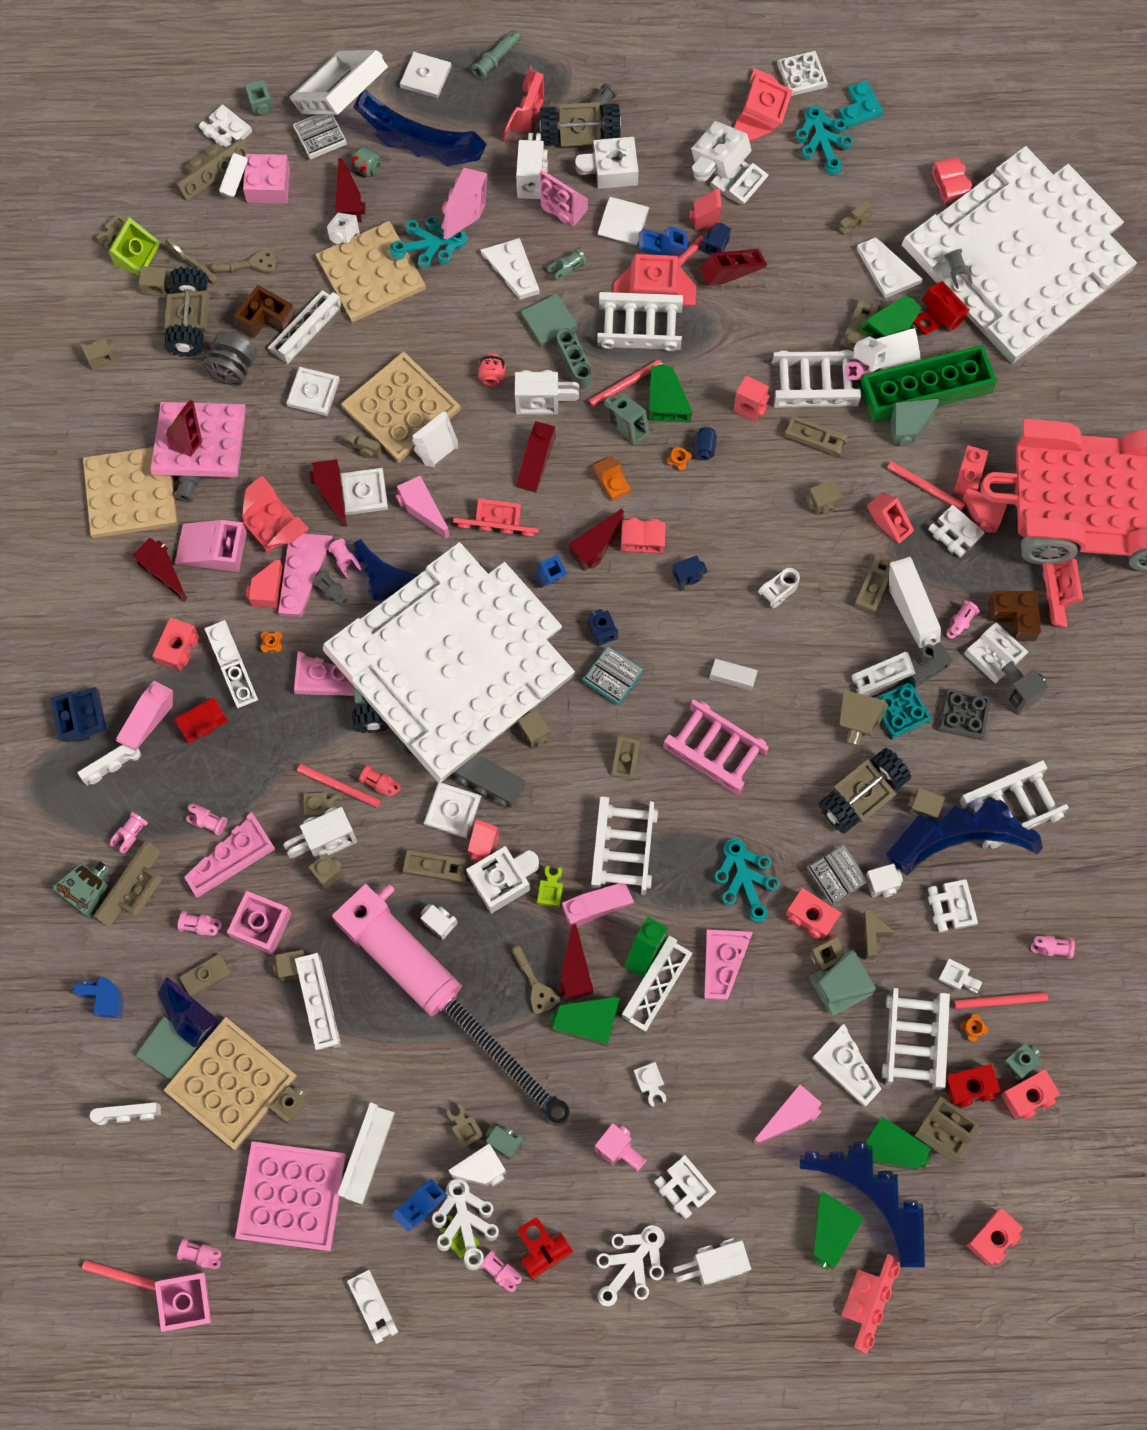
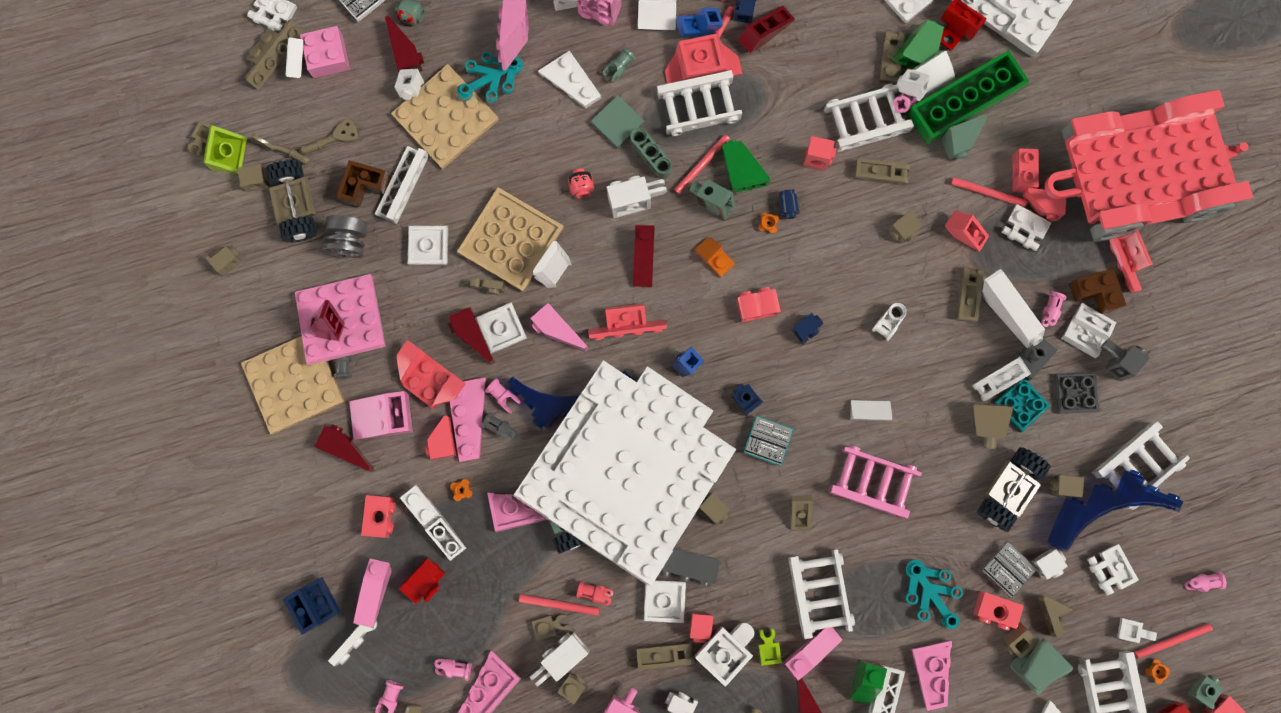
camera: 15 degrees left, 10 degrees up
(593, 544) = (717, 325): dark red slope -> none

